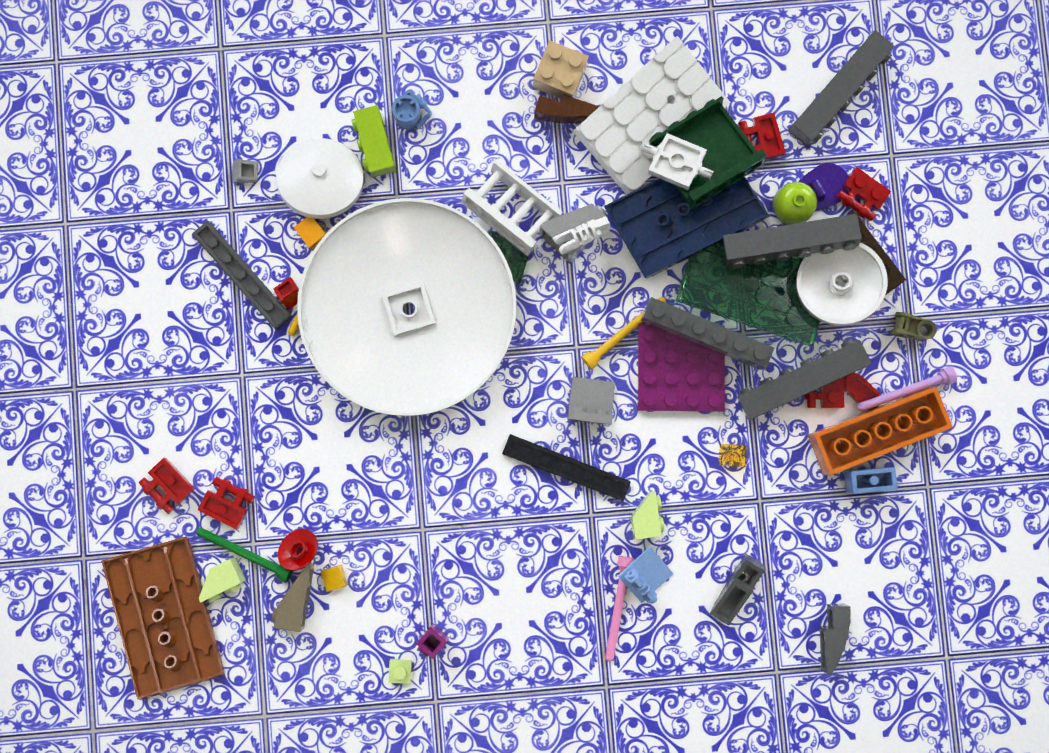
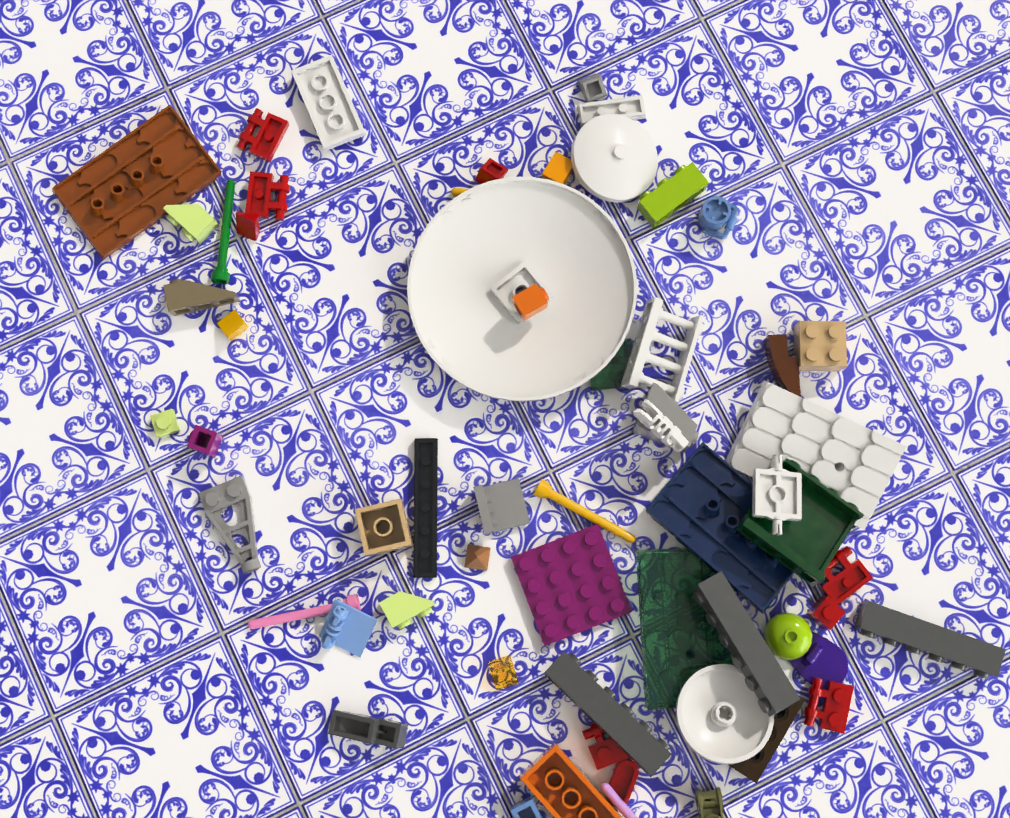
camera: 70 degrees right, 5 degrees down
(160, 414) = (328, 102): none -> white plate
(242, 275) = (491, 124): dark grey tile -> none
(247, 530) = (248, 225): none -> red slope
(276, 147) = (631, 107): none -> white tile
(291, 546) = (246, 279): red dish -> none
(423, 303) = (530, 301): none -> orange brick
(487, 640) = (226, 495): none -> light grey plate
(571, 510) = (383, 527): none -> tan brick
(626, 439) = (477, 557): none -> medium nougat slope
(707, 334) = (614, 595): dark grey brick -> none
(788, 164) = (825, 612): none -> red brick

